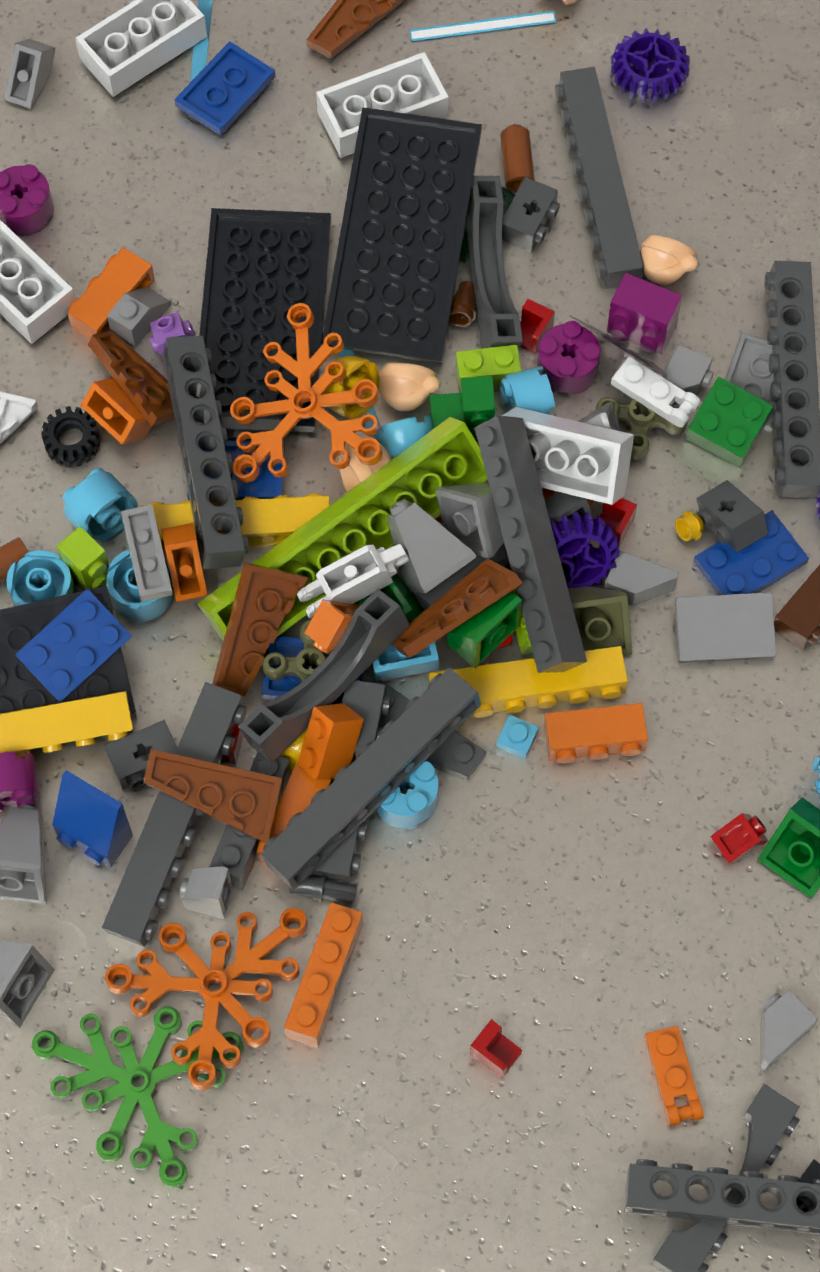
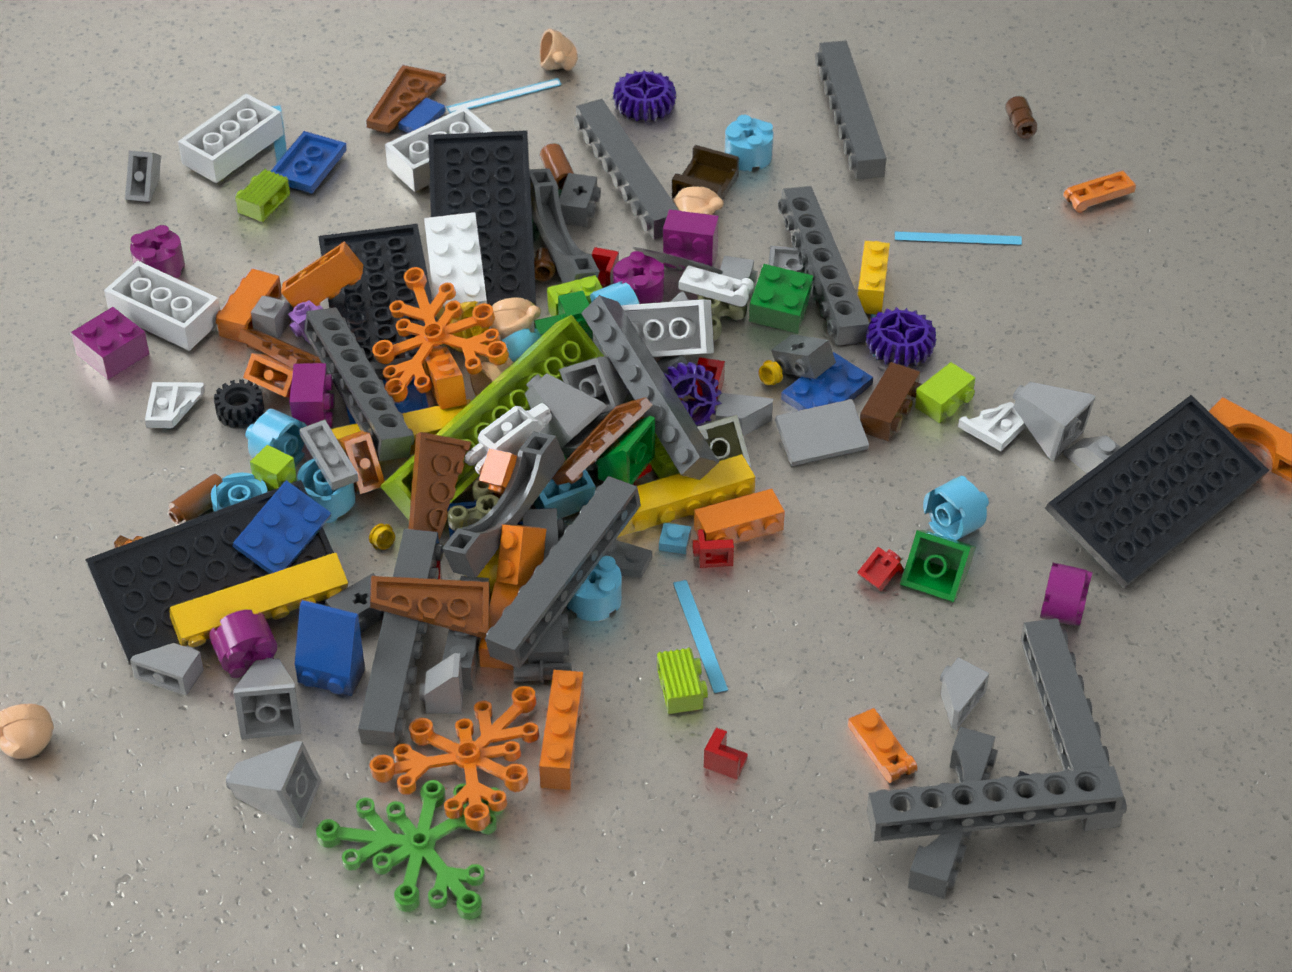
camera: 15 degrees left, 20 degrees down
(149, 458) = (311, 394): none -> magenta brick
(161, 130) = (262, 195): none -> lime brick
(189, 661) = (382, 536): none -> yellow plate
(198, 285) = (324, 277): none -> orange brick
(305, 463) = (445, 378): none -> orange brick
(356, 296) = (455, 257): none -> white brick
(375, 43) = (421, 115): none -> blue tile
(471, 939) = (680, 680): none -> lime brick
(512, 880) = (700, 636): none -> medium azure sticker
(554, 772) = (714, 552): none -> red bracket
(692, 209) = (708, 170): none -> dark brown panel
(756, 170) = (750, 141): none -> medium azure brick

